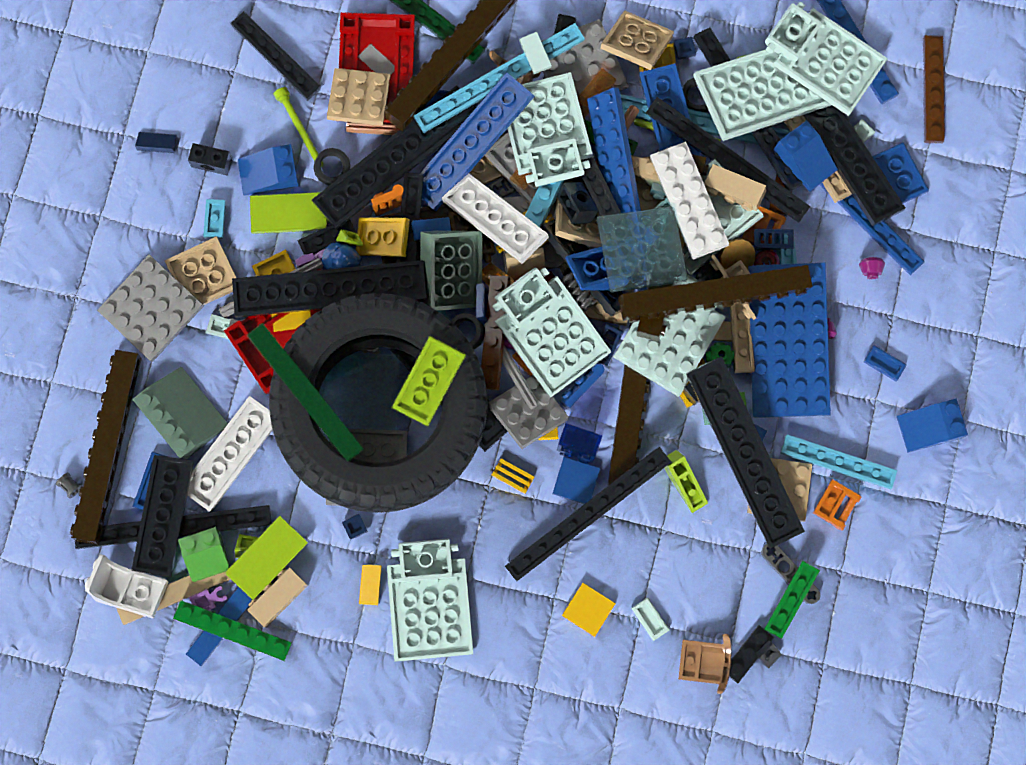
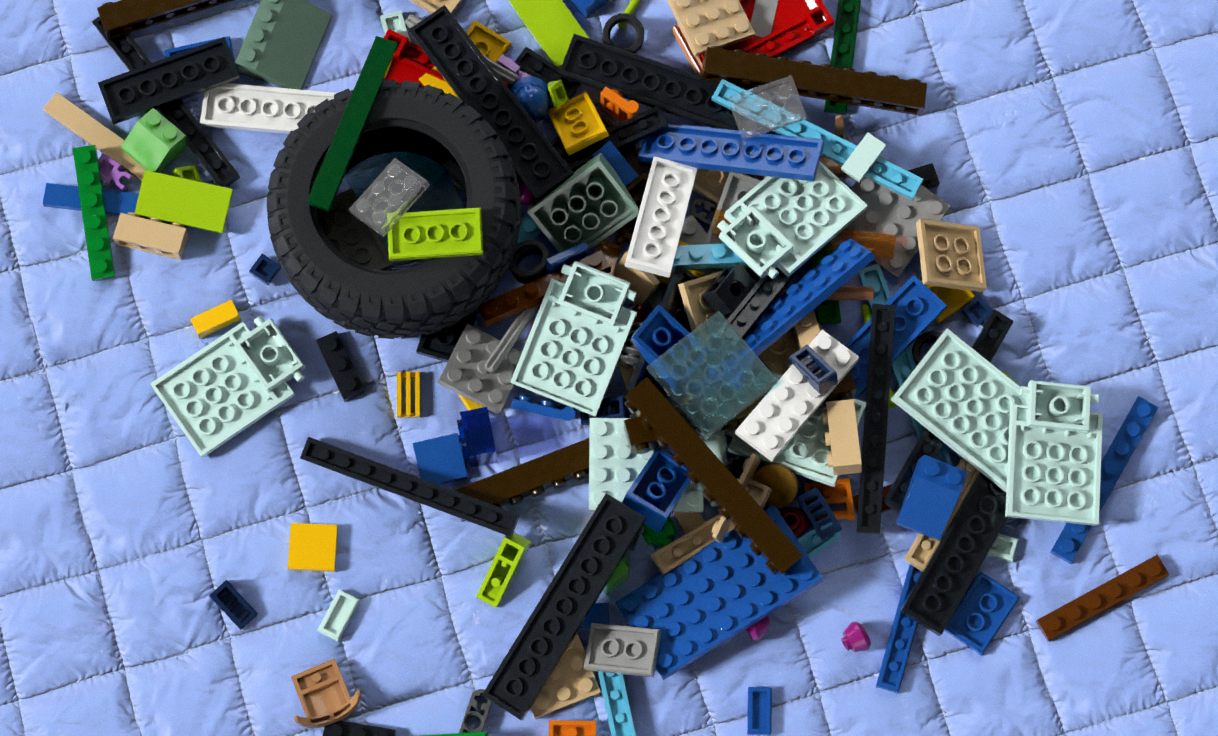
camera: 65 degrees right, 5 degrees down
(125, 588) = (77, 87): white bracket -> none
(380, 398) = (389, 197): none -> clear plate
(457, 96) = (767, 108): none -> clear plate
(462, 513) = (340, 366): none -> black plate
(582, 694) = (227, 610): none -> dark blue slope
(687, 181) = (823, 380): none -> dark blue slope
(697, 337) = (657, 489): none -> blue slope
(794, 431) = (622, 650): none -> light grey tile

